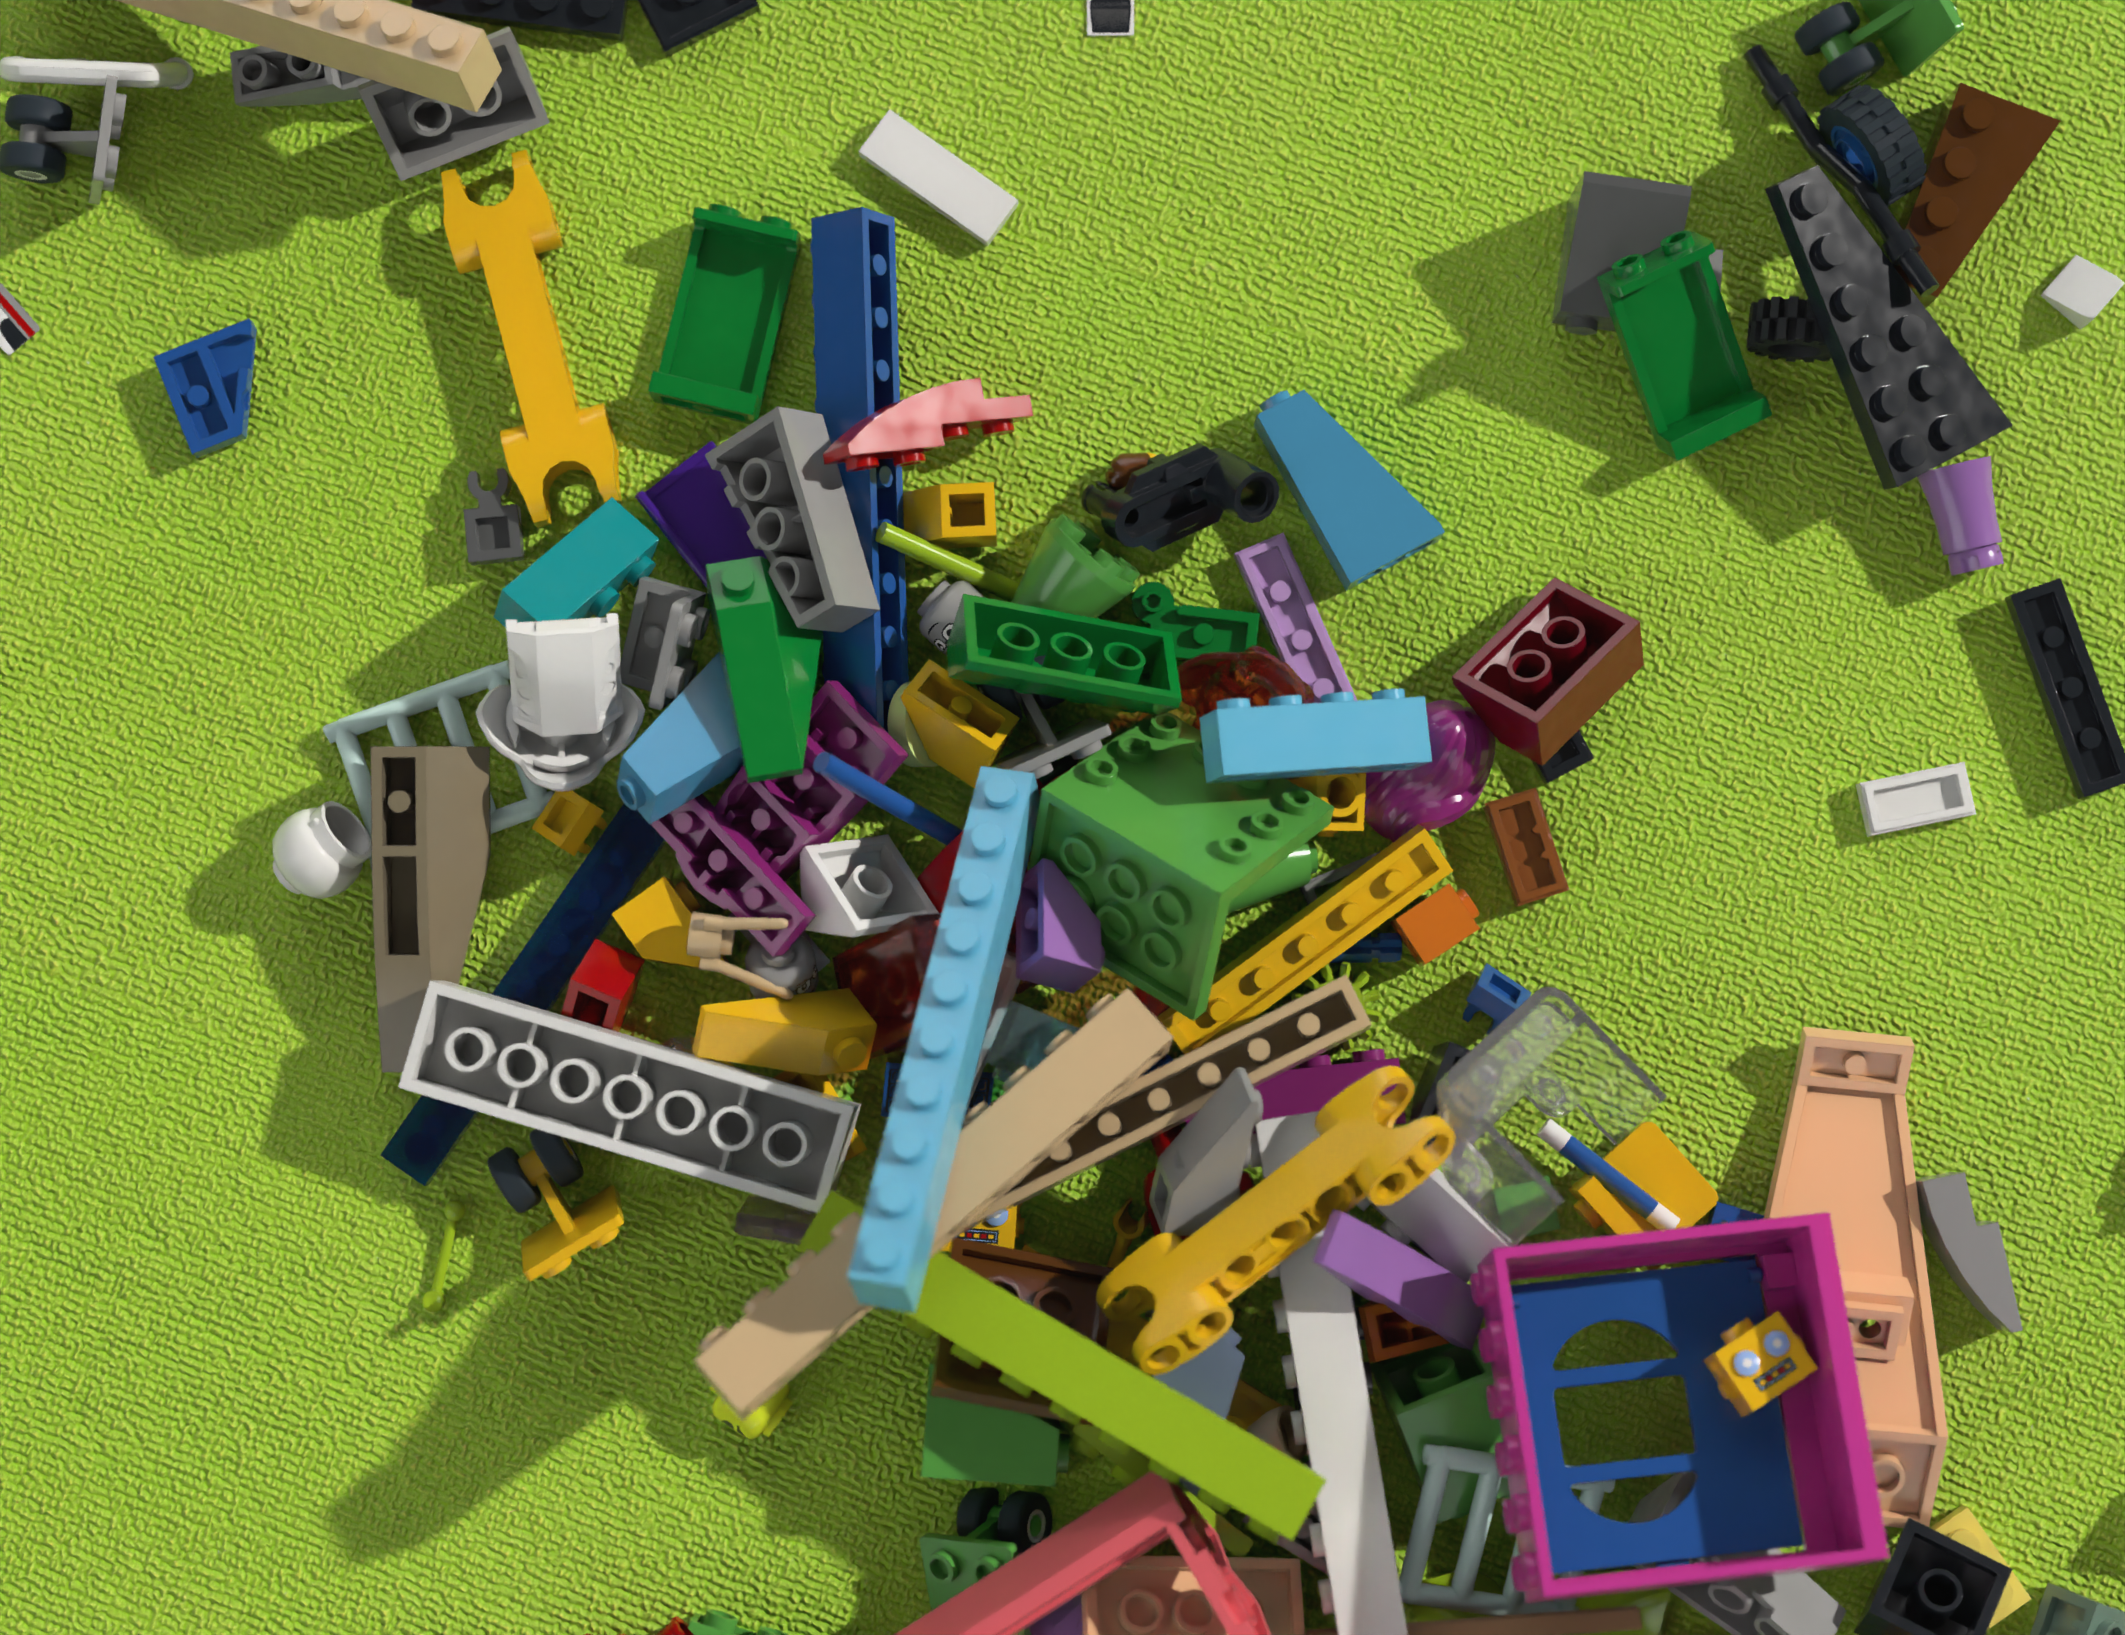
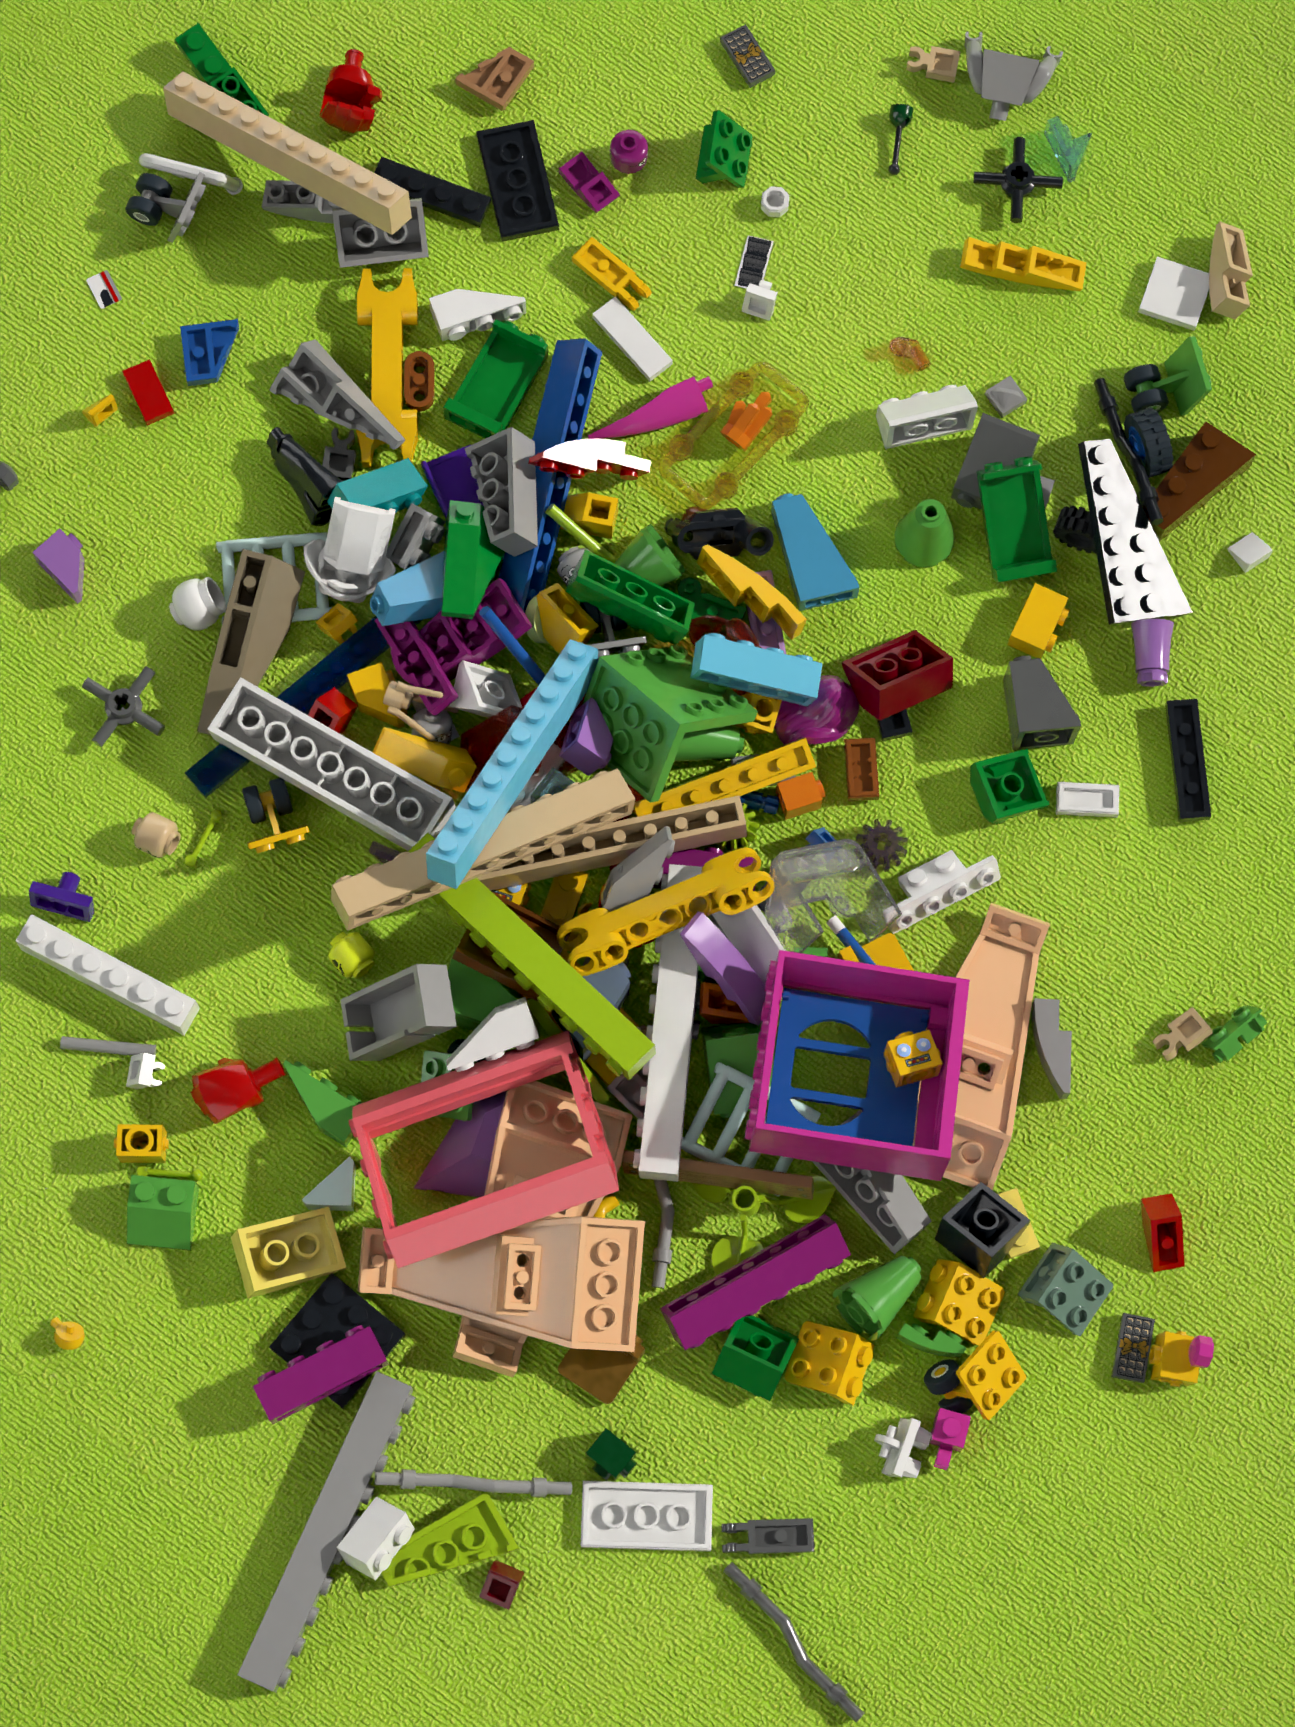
camera: 15 degrees right, 10 degrees down
(58, 542) = (100, 410): none -> yellow slope
(70, 834) = (63, 562): none -> medium lavender slope
(131, 487) = (148, 392): none -> red tile
(227, 1075) = (125, 716): none -> dark grey bar
(234, 1426) = (62, 898): none -> dark purple tile
(346, 1544) = (107, 974): none -> white brick
(362, 1278) = (156, 835): none -> tan head
(428, 402) = (323, 385): none -> light grey wedge
(452, 578) = (305, 475): none -> black piece
(594, 350) = (419, 383): none -> dark orange plate
(644, 200) = (468, 310): none -> white slope
(868, 68) = (610, 272): none -> yellow hinge
(876, 1501) = (401, 1010): none -> light grey piece
(1033, 290) = (668, 408): none -> dark pink piece
(1045, 1503) = (502, 1029): none -> white slope
(1082, 1214) = (564, 897): none -> yellow plate
(1140, 53) = (760, 300): none -> white tile
(1146, 218) = (741, 387): none -> clear yellow bar
(1173, 294) = (747, 421): none -> orange rock
(1244, 577) = (744, 585): none -> yellow slope
(1418, 75) = (910, 349): none -> clear orange arm
(1478, 189) = (926, 415): none -> white slope
(1527, 405) = (925, 534): none -> bright green cone
(1601, 119) = (1006, 396): none -> light grey tile
(1606, 960) = (893, 847): none -> gear
(1707, 1013) = (940, 885): none -> white bracket
(1760, 509) = (1038, 622): none -> yellow brick
(1780, 818) = (1007, 786): none -> green slope
(1796, 664) = (1037, 707): none -> dark grey slope

